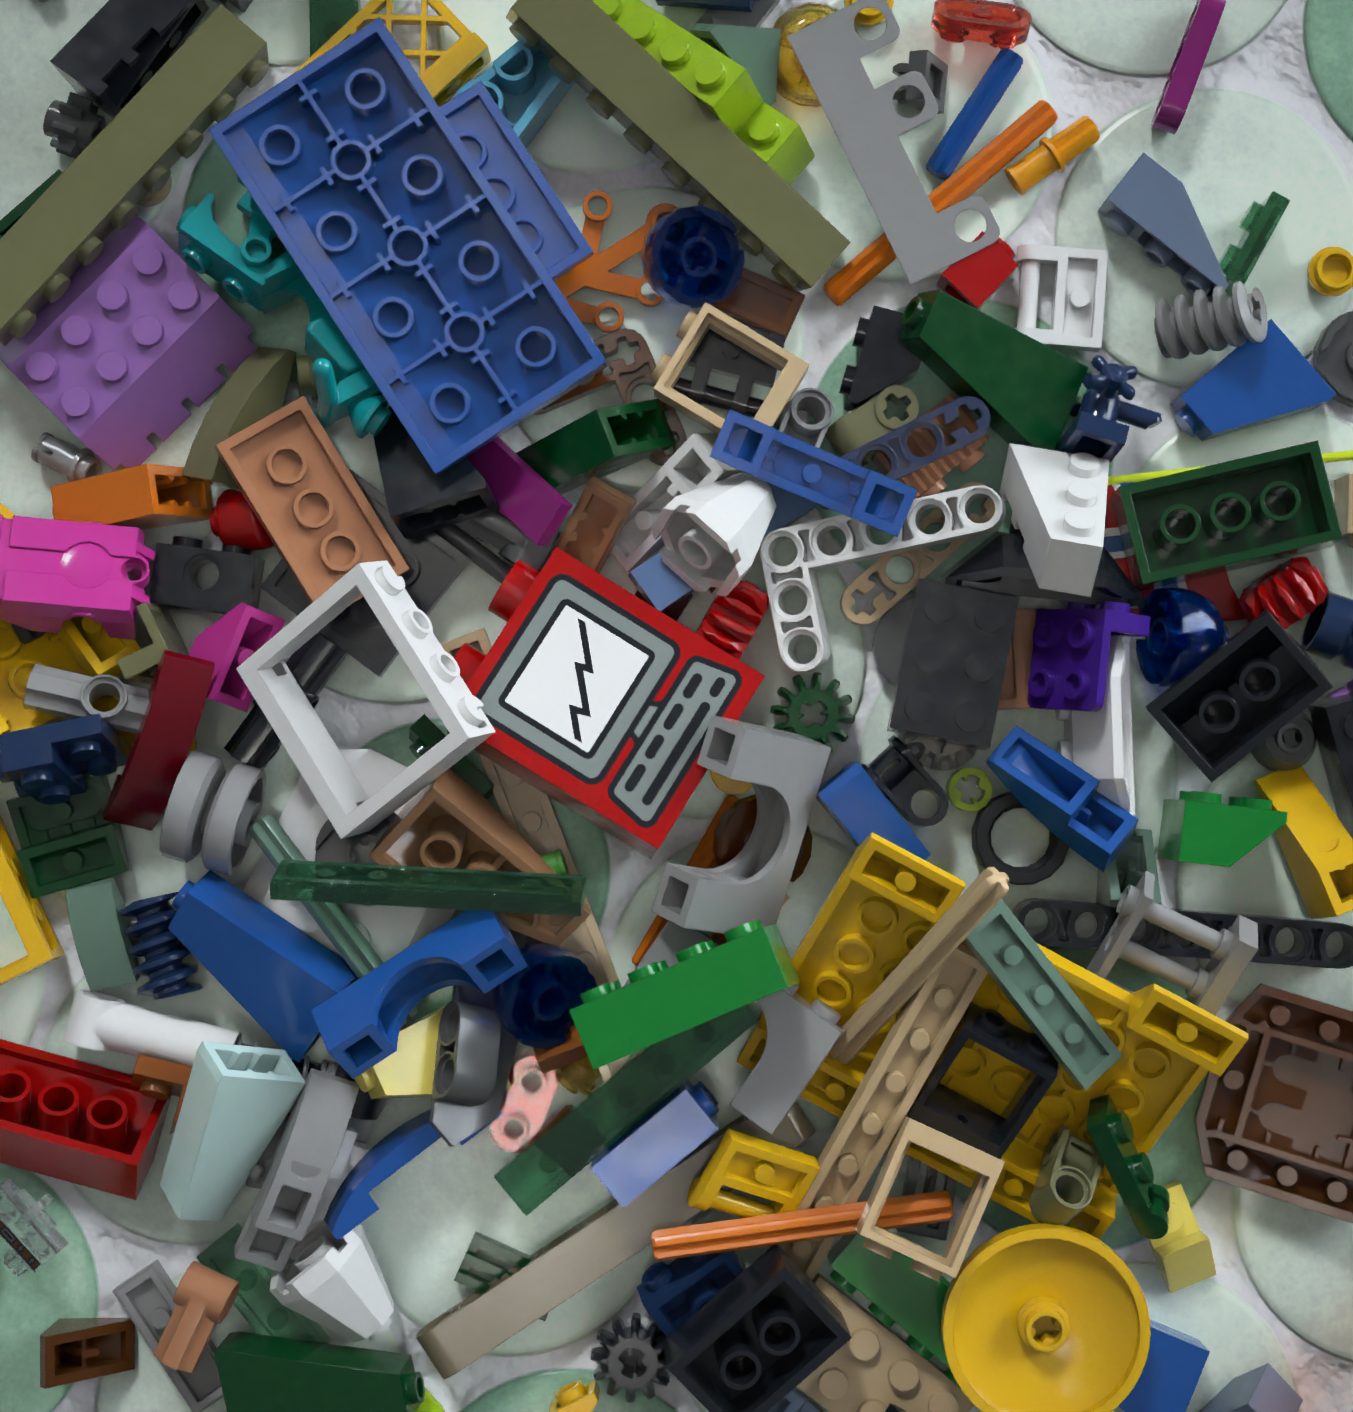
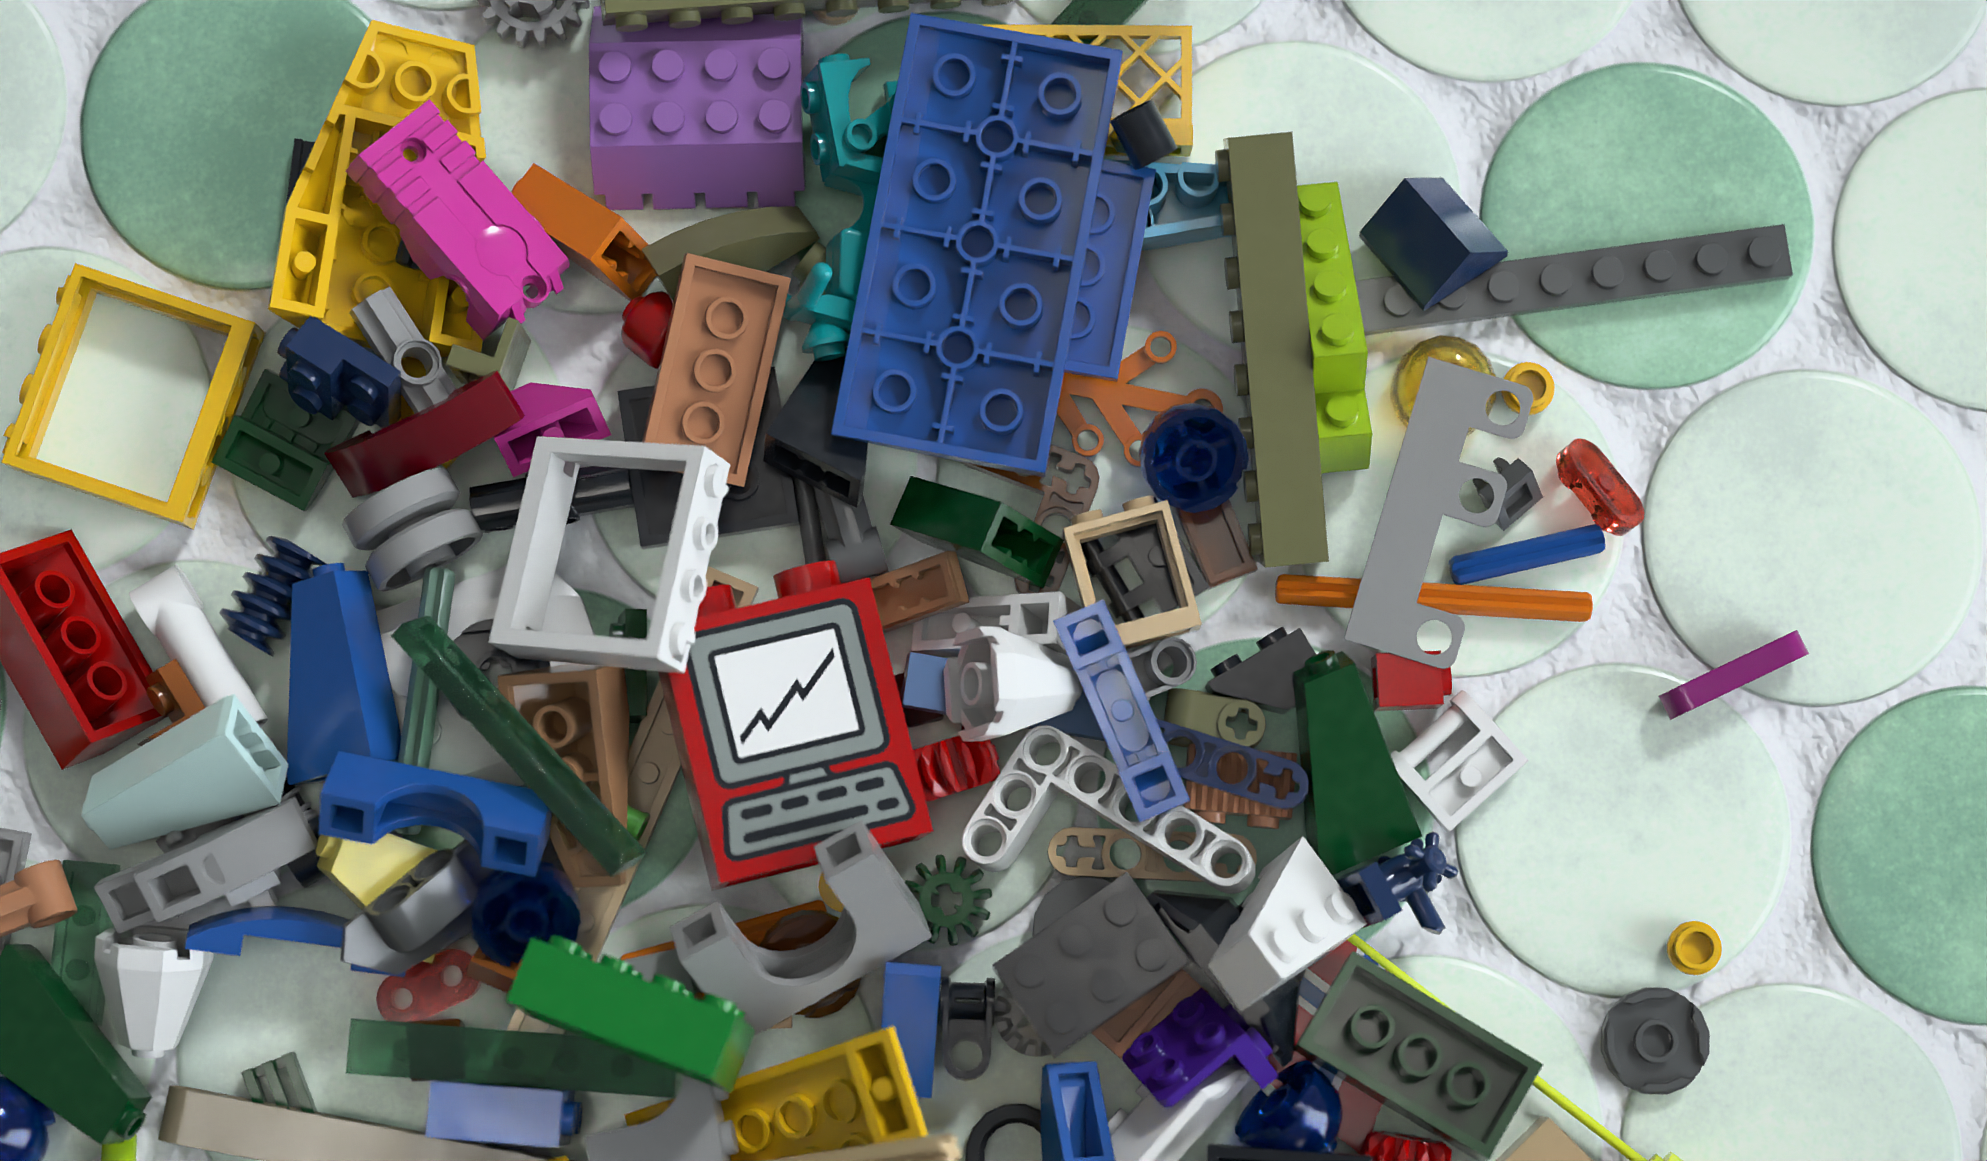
camera: 40 degrees right, 5 degrees down
(65, 459) = (566, 152): light grey pin -> none
(100, 934) = (235, 540): sand green slope -> none
(177, 569) = (566, 318): black brick -> none
(448, 65) = (1142, 135): none -> black piece
(521, 491) = (886, 509): magenta tile -> none
(578, 1076) = (491, 1006): clear yellow plate -> none
(750, 47) = (1390, 337): sand green slope -> none
(983, 783) = (1029, 1085): lime bush -> none
(1052, 154) = (1558, 644): light orange axle -> none
(1160, 217) = (1595, 772): sand blue slope -> none
(1210, 323) = (1553, 891): light grey piece -> none
(1251, 389) = (1538, 975): blue slope -> none
(1259, 225) = (1668, 854): clear green plate -> none

